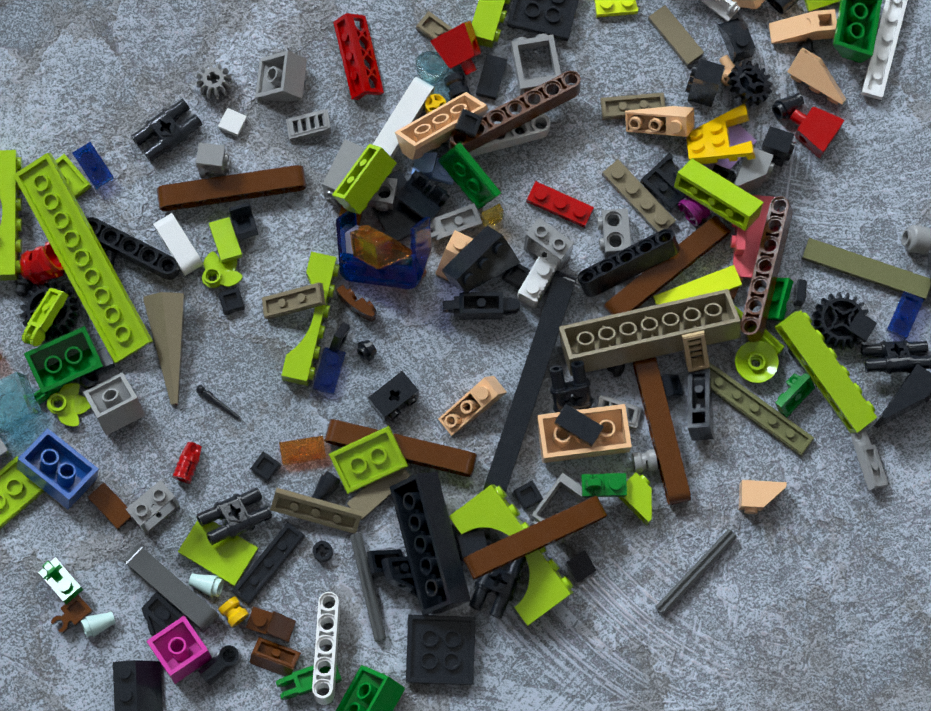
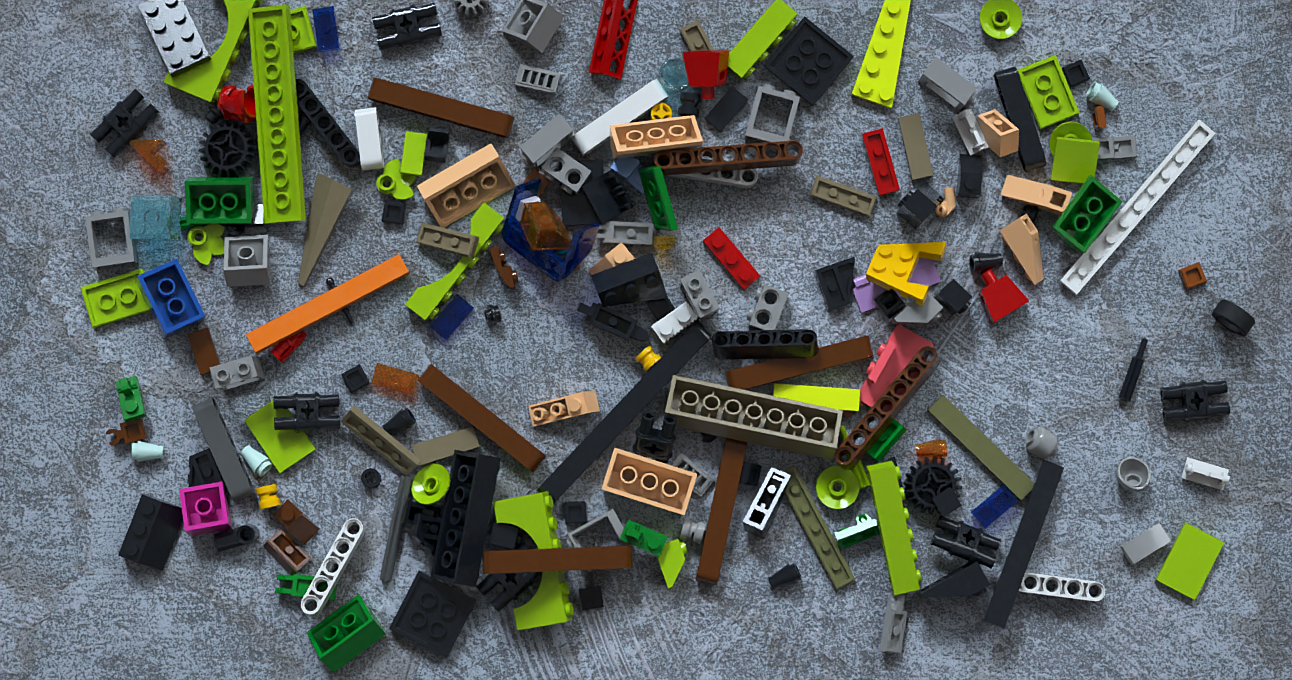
camera: 30 degrees right, 10 degrees up
(43, 317) = (217, 155): lime hinge -> none
(208, 409) = (327, 304): none -> orange tile
(212, 160) = (433, 76): light grey brick -> none
(232, 122) = (470, 45): white tile -> none
(268, 563) = (318, 467): black tile -> none
(287, 246) = (466, 186): none -> light nougat slope
(339, 337) = (473, 292): black tile -> none
(364, 179) = (559, 160): lime brick -> none
(368, 459) = (447, 416): lime tile -> none
(376, 526) = (426, 479): none -> lime dish
(398, 385) = (505, 360): black brick -> none
(468, 123) = (676, 151): black tile -> none
(527, 325) = (648, 358): none -> yellow wheel
(578, 425) = (646, 474): black tile -> none
(638, 197) = (806, 285): dark tan plate -> none
(652, 61) = (880, 162): none -> red plate
(661, 120) = (862, 224): light nougat slope -> none
(693, 210) = (850, 320): magenta wheel -> none
(695, 572) = (690, 650): dark grey axle -> none
(698, 362) = (784, 455): tan slope -> none
(718, 194) = (875, 321): lime brick -> none
(749, 464) = (786, 576): none -> black cone
(750, 83) = (960, 225): black gear -> none
(758, 494) = (778, 608): light nougat slope -> none
(800, 292) = (908, 442): black tile -> none
(824, 289) = (932, 448): none -> clear orange cone

